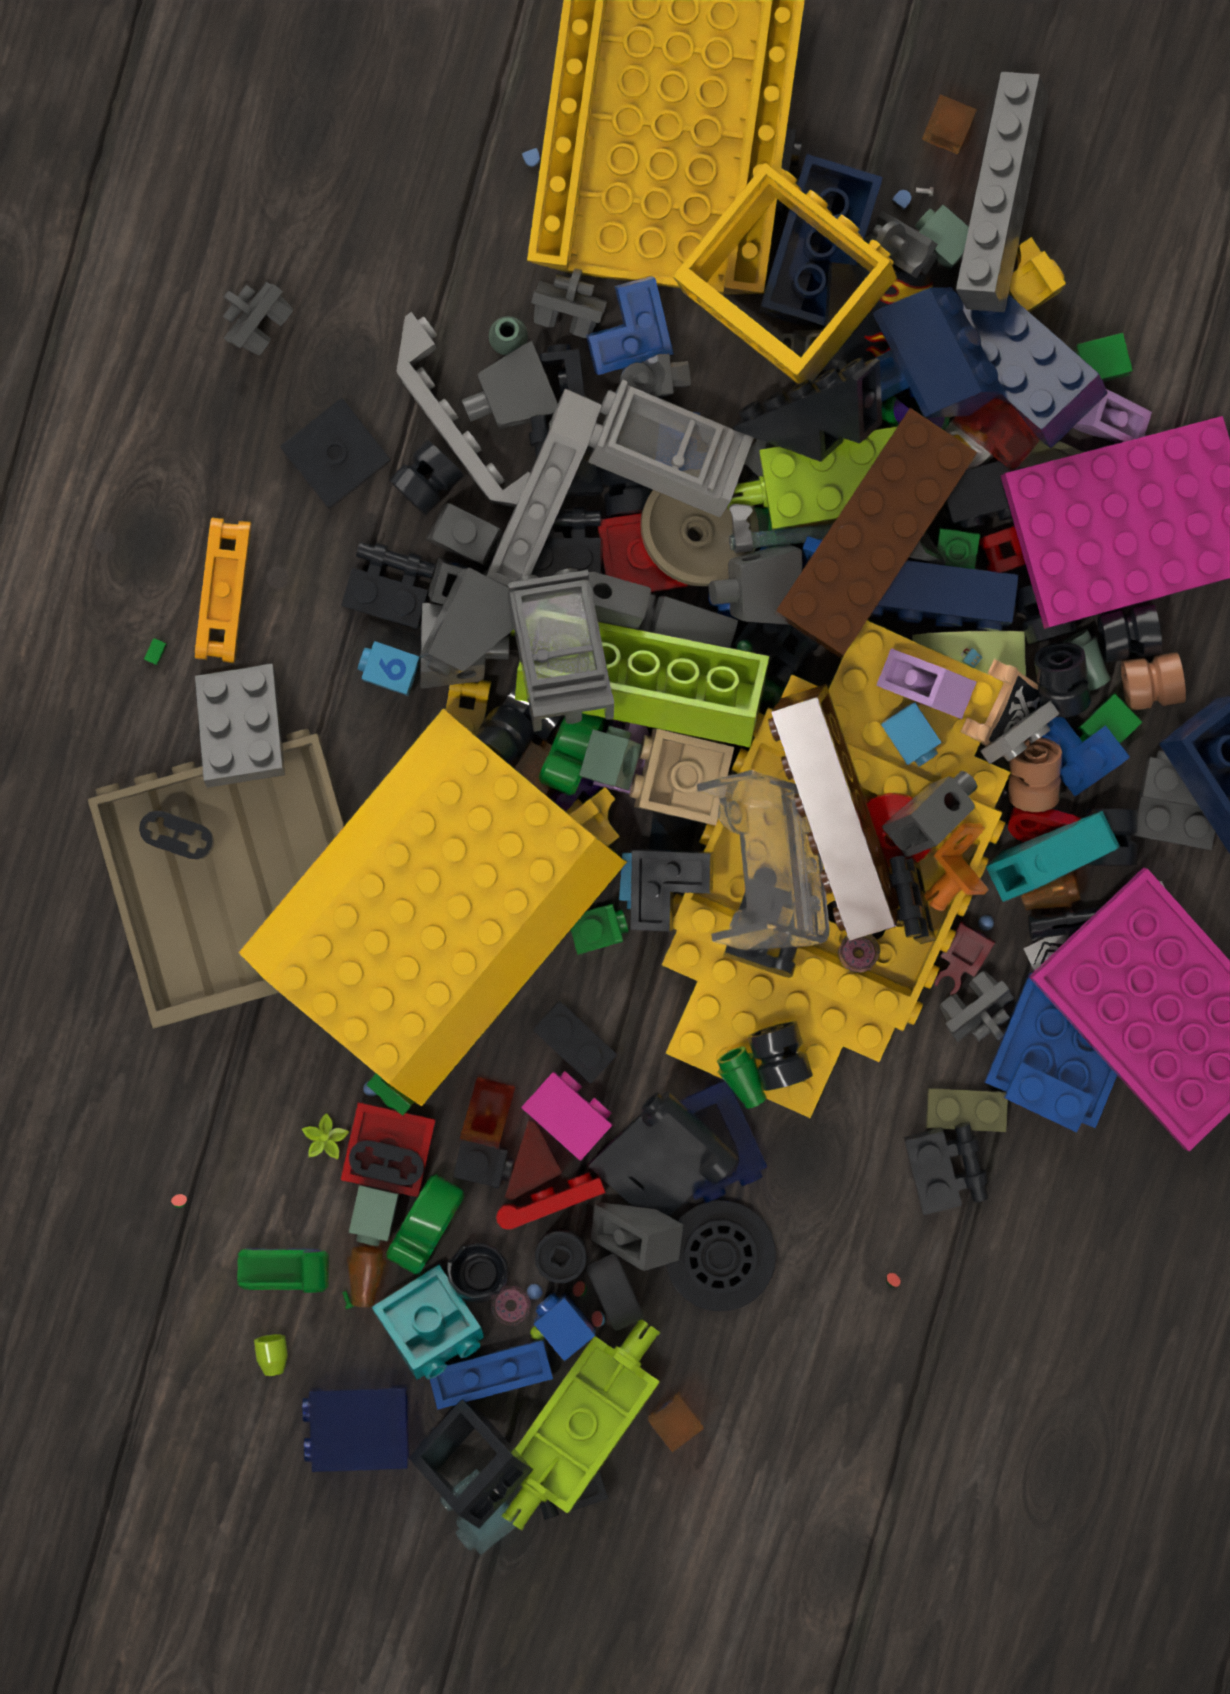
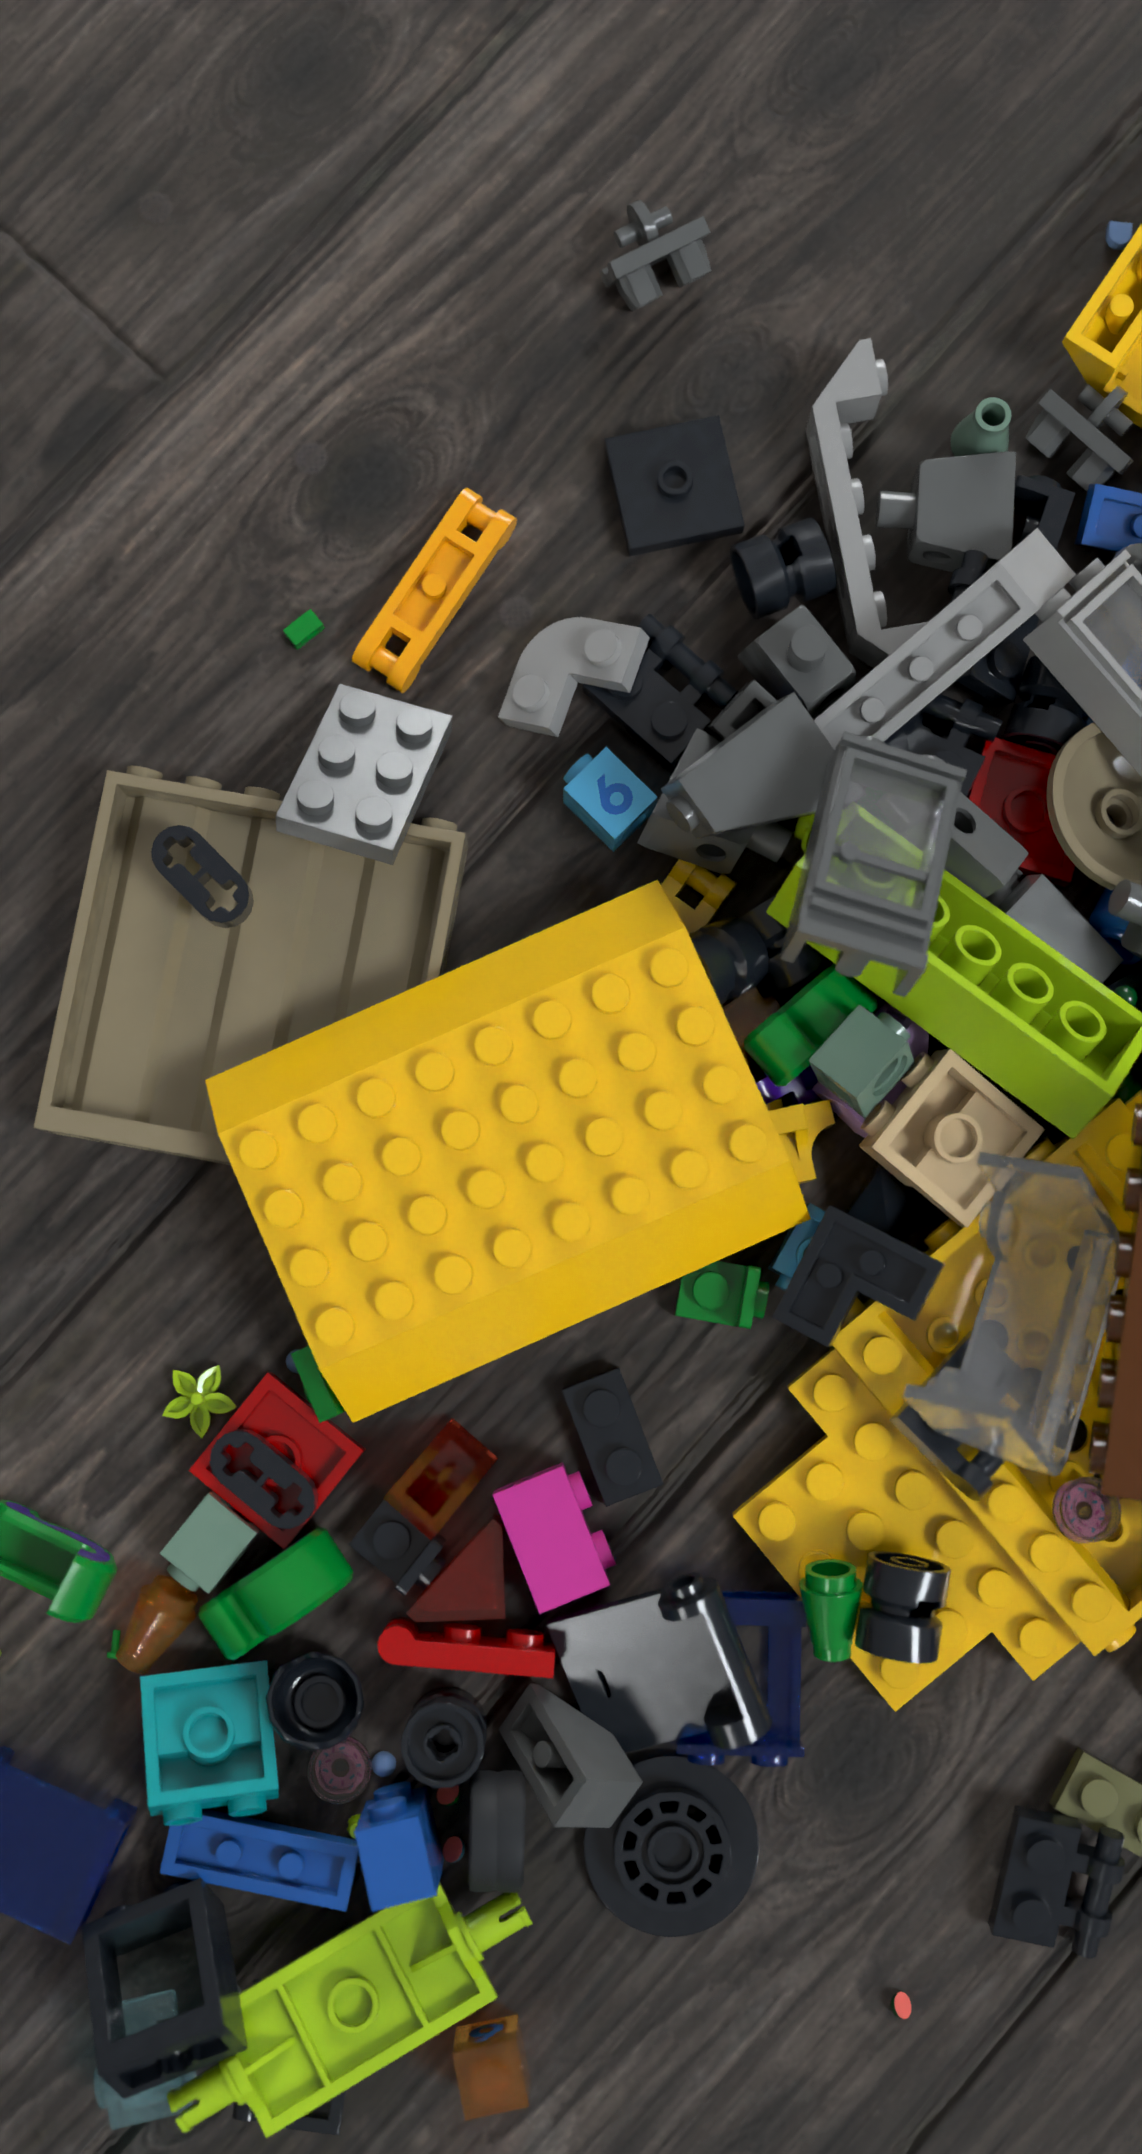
camera: 20 degrees right, 5 degrees down
(318, 602) = (562, 657): none -> light grey plate

